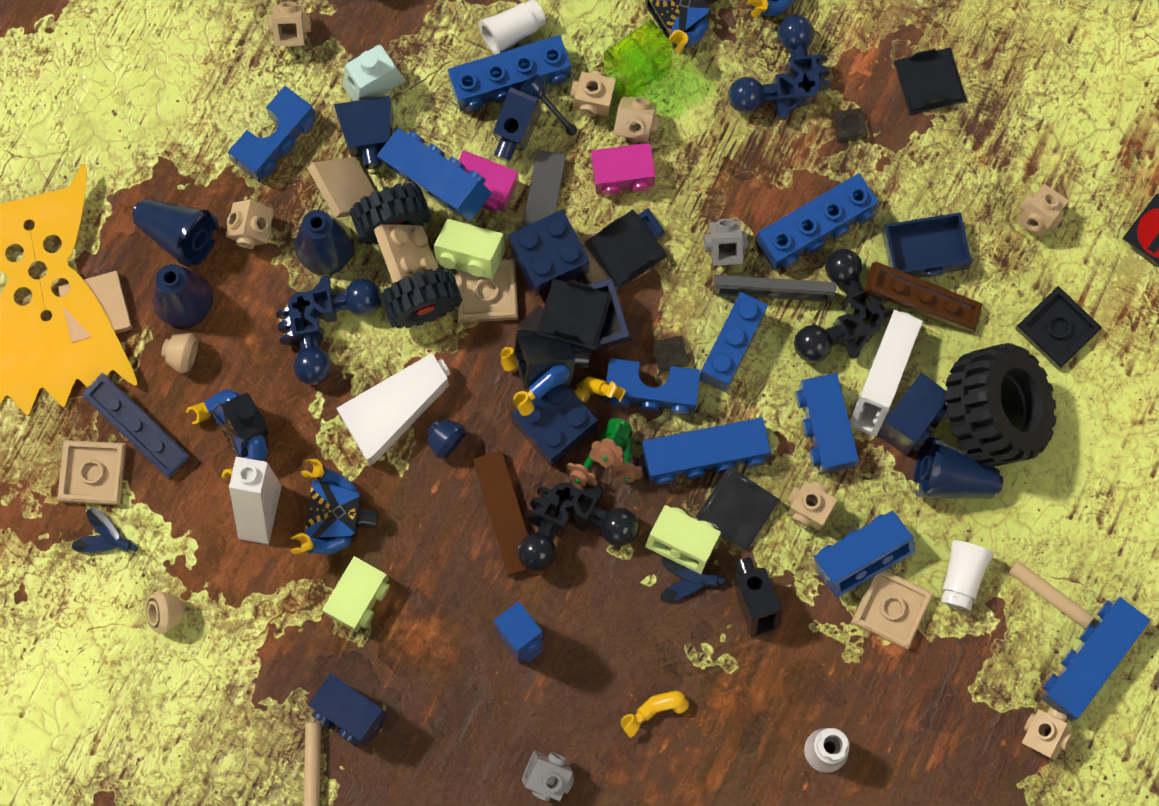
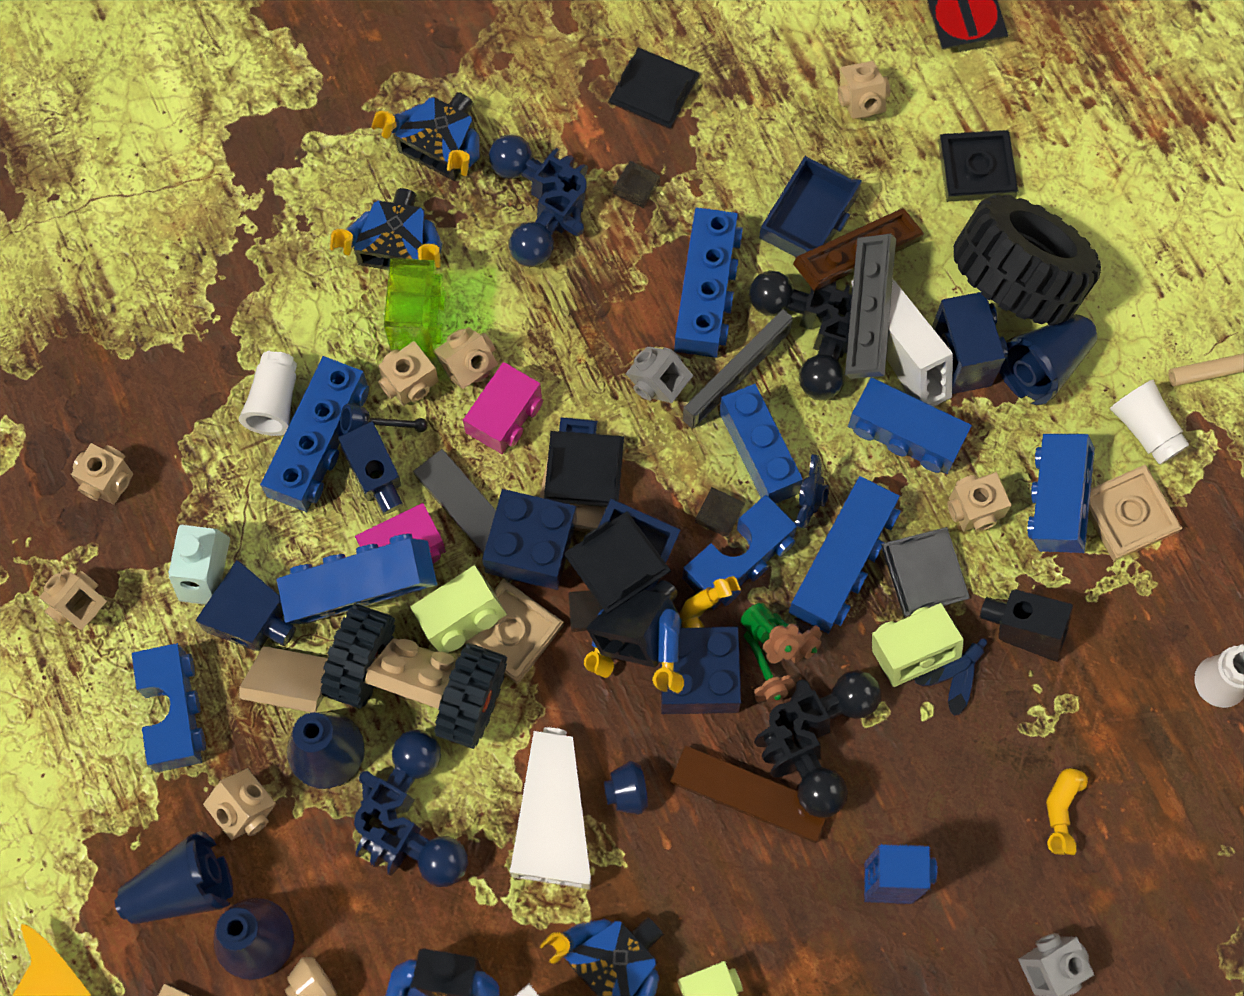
camera: 50 degrees left, 5 degrees down
(726, 397) = (812, 493): none -> dark blue plate
(882, 333) = (870, 306): none -> dark grey tile

